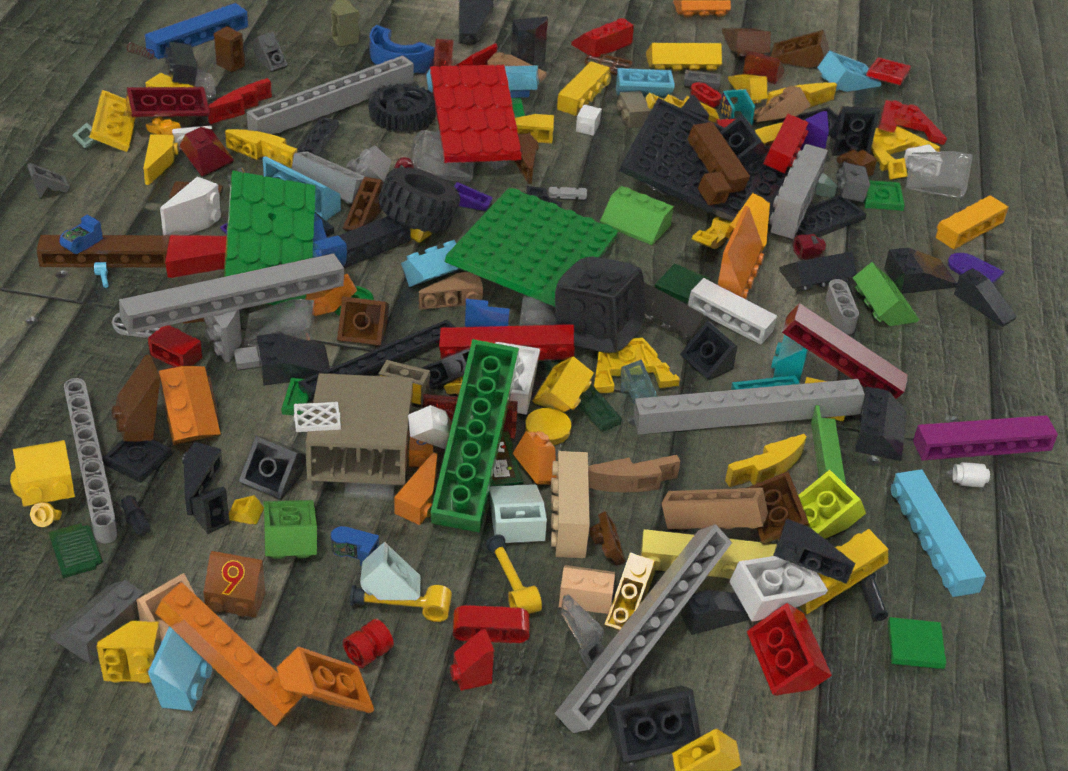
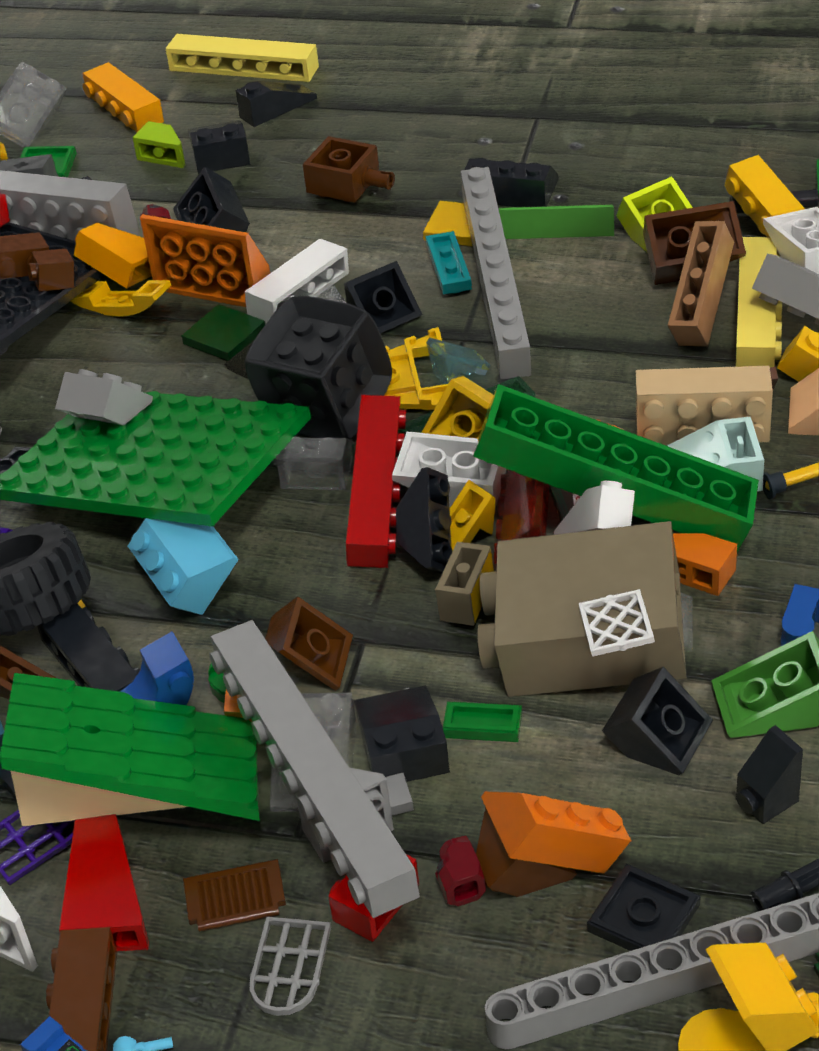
camera: 80 degrees left, 0 degrees up
(138, 403) = (564, 879): reddish brown slope -> none
(200, 469) = (689, 814): black slope -> none
(246, 510) = (738, 752): yellow slope -> none
(374, 360) = (396, 631): black tile -> none
(451, 291) = (238, 534): medium nougat slope -> none
(480, 315) = (331, 498): blue slope -> none
(578, 218) = (101, 398): none -> light grey slope
(629, 478) = (622, 360): medium nougat slope -> none
(637, 215) = (67, 350): bright green slope -> none
(775, 460) = (585, 257): yellow slope -> none
(790, 358) = (391, 228): teal slope -> none
(810, 550) = (774, 204): black slope -> none
(842, 306) = (287, 198): light grey beam -> none
(843, 351) = (415, 175): dark red brick -> none
(878, 328) = (344, 170): none -> reddish brown brick
(884, 297) = (268, 164): bright green slope -> none
(911, 237) = (159, 145): none -> lime slope
(938, 533) = (682, 152): medium azure brick -> none
(963, 262) = (206, 108): dark purple window -> none
(970, 474) = (588, 125): white brick -> none
(984, 437) = (525, 114): magenta brick -> none
(1045, 281) = (242, 57): none -> light yellow brick

